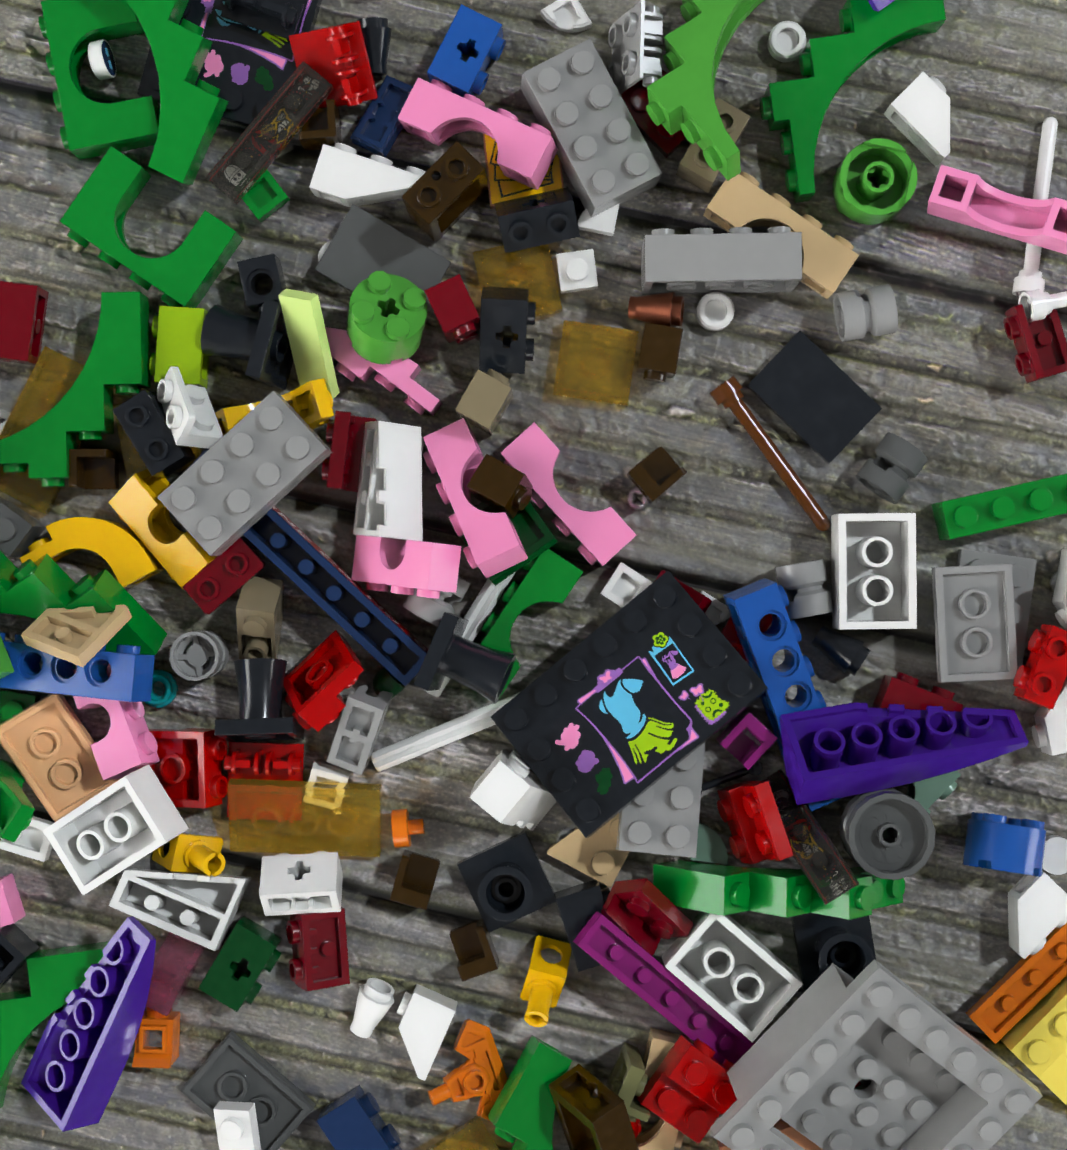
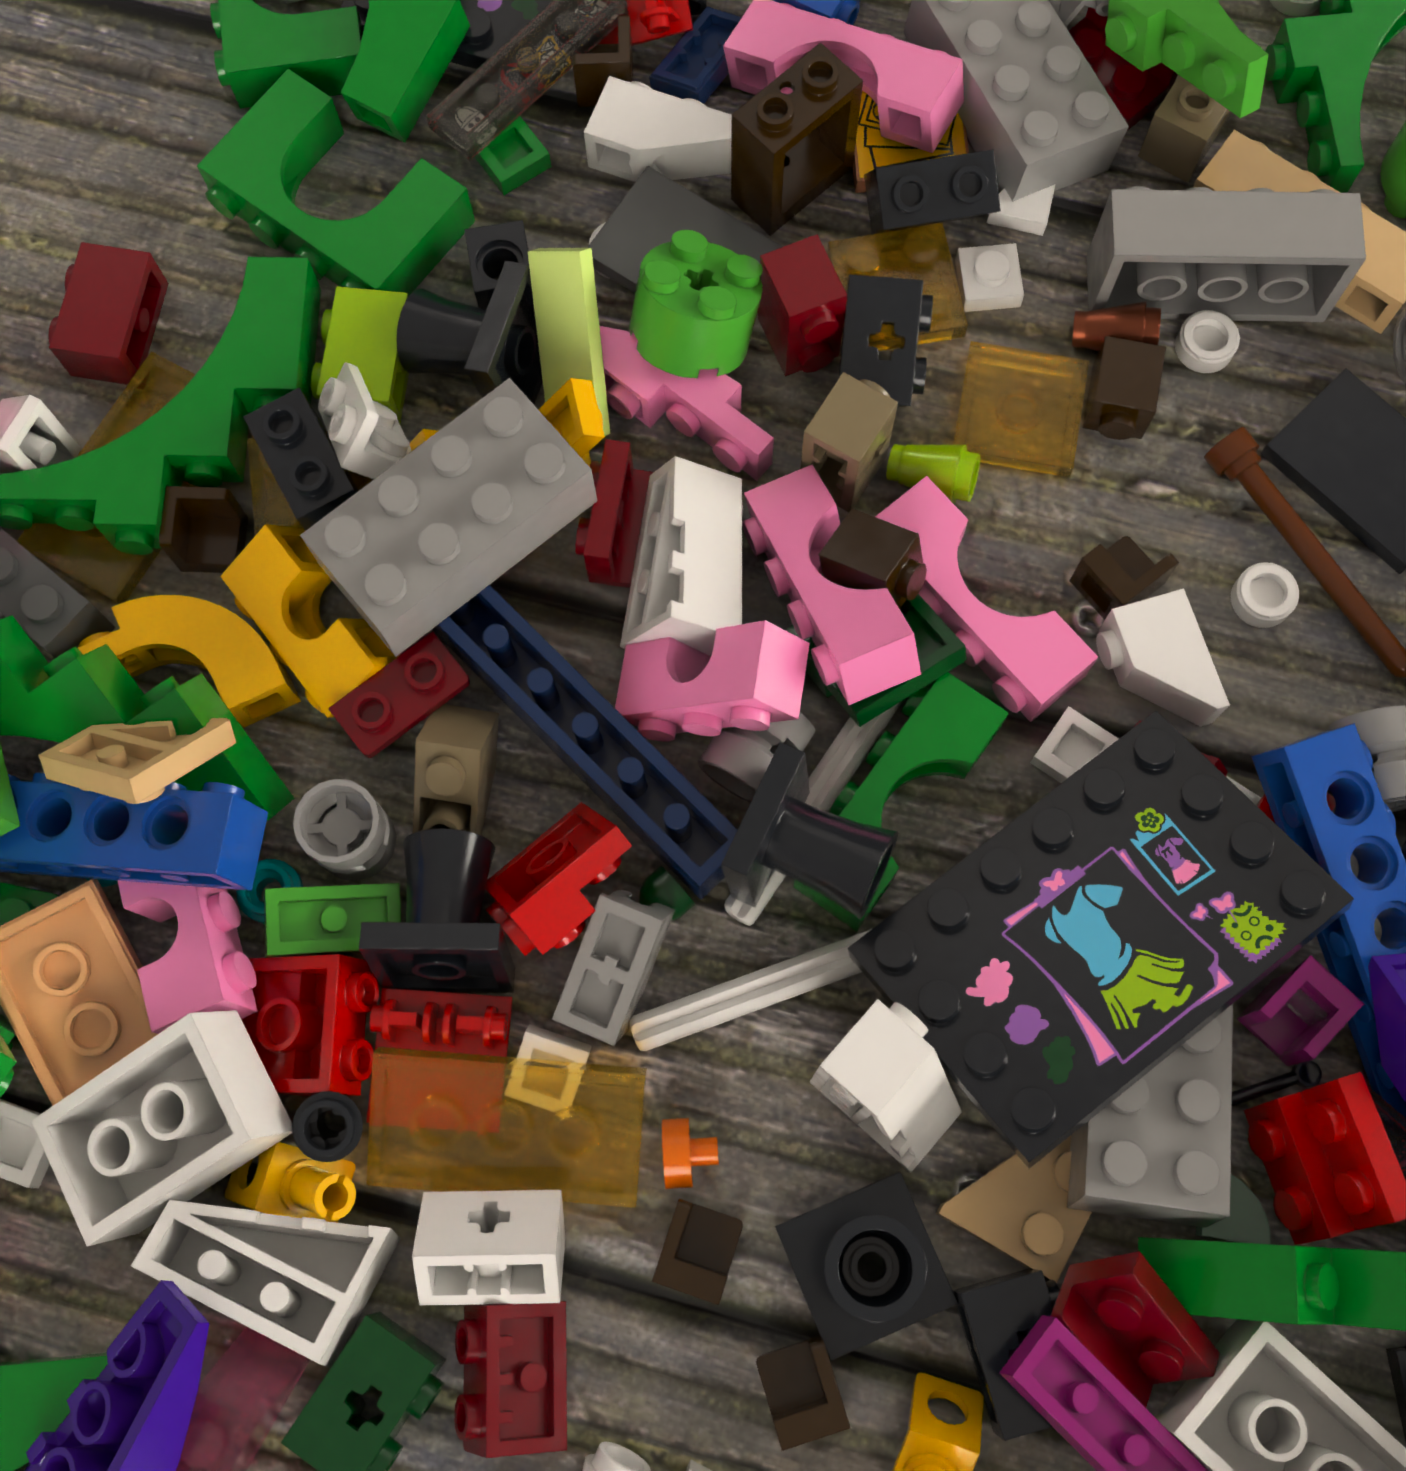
camera: 10 degrees right, 15 degrees down
(196, 706) = (325, 917): none -> bright green plate
(206, 831) = (316, 1138): none -> black cone
(545, 410) = (947, 466): none -> lime cone
(677, 526) = (1163, 657): none -> white slope
(743, 481) = (1264, 595): none -> white tile

